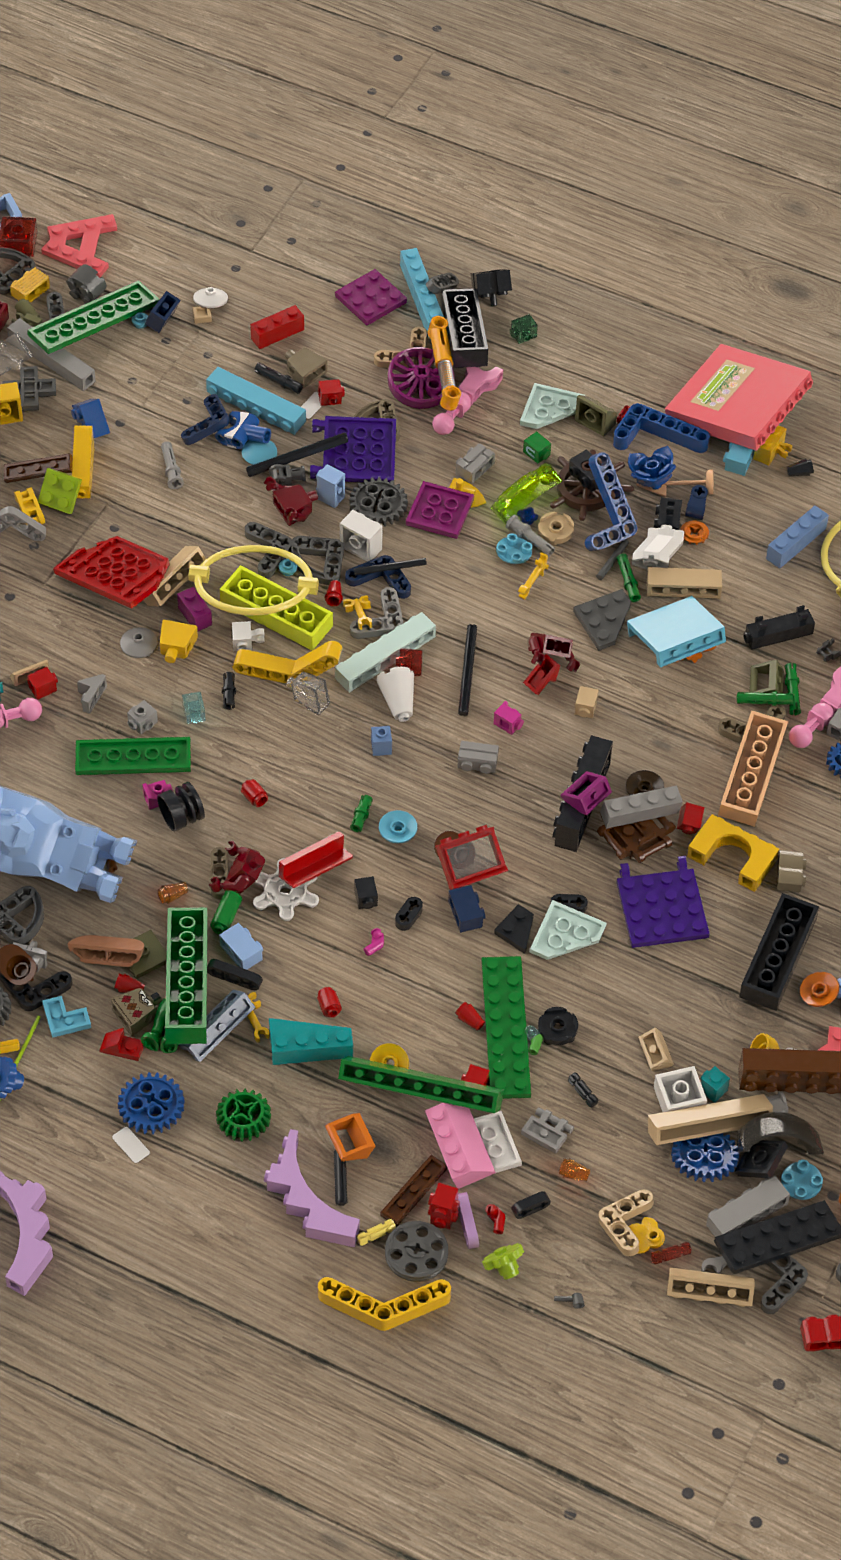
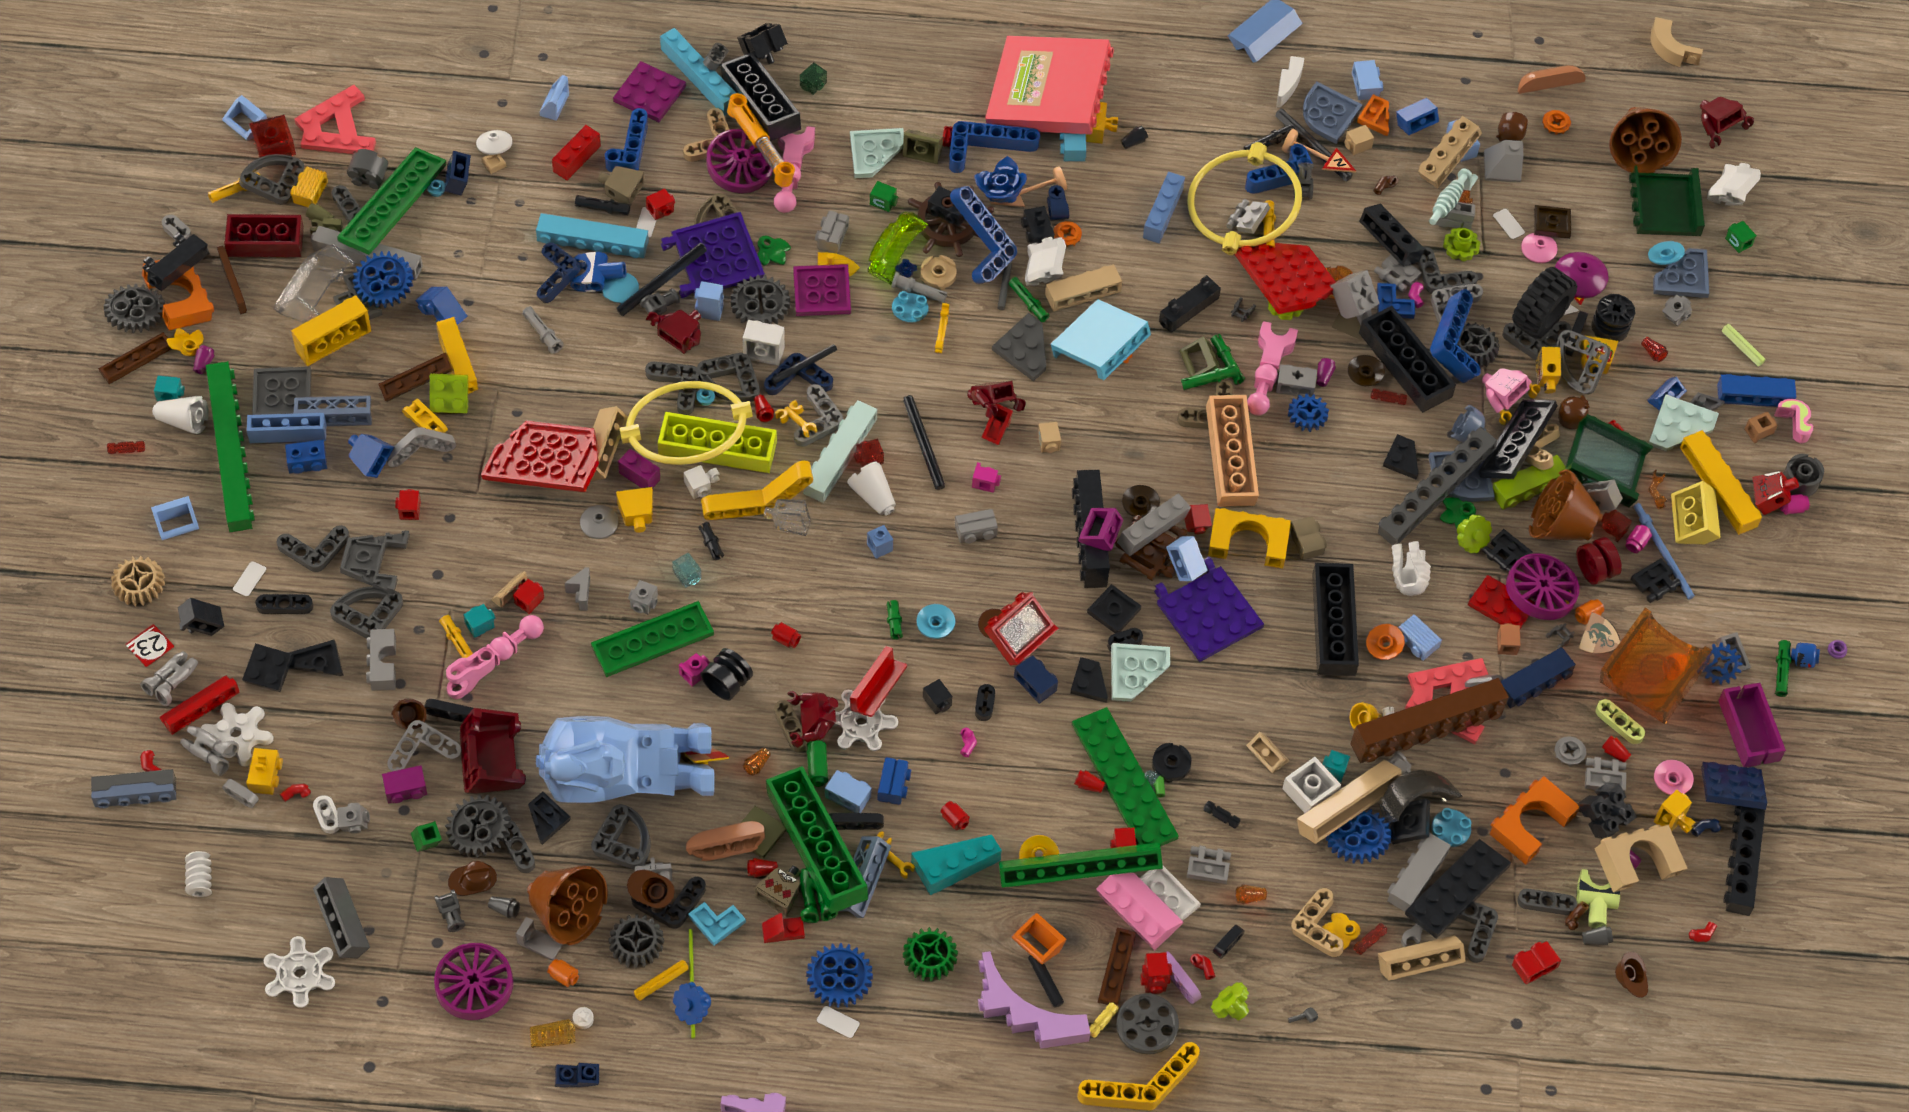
camera: 25 degrees left, 5 degrees up
(50, 378) = (379, 266): none -> blue gear
(125, 870) = (704, 758): none -> shield
(283, 278) = (555, 99): none -> light blue tile
(287, 952) = (893, 780): none -> blue brick
(333, 334) = (634, 144): none -> blue beam
(414, 464) = (774, 251): none -> green plate
(571, 872) = (1114, 609): none -> black plate
(659, 848) = (1186, 558): none -> light blue brick

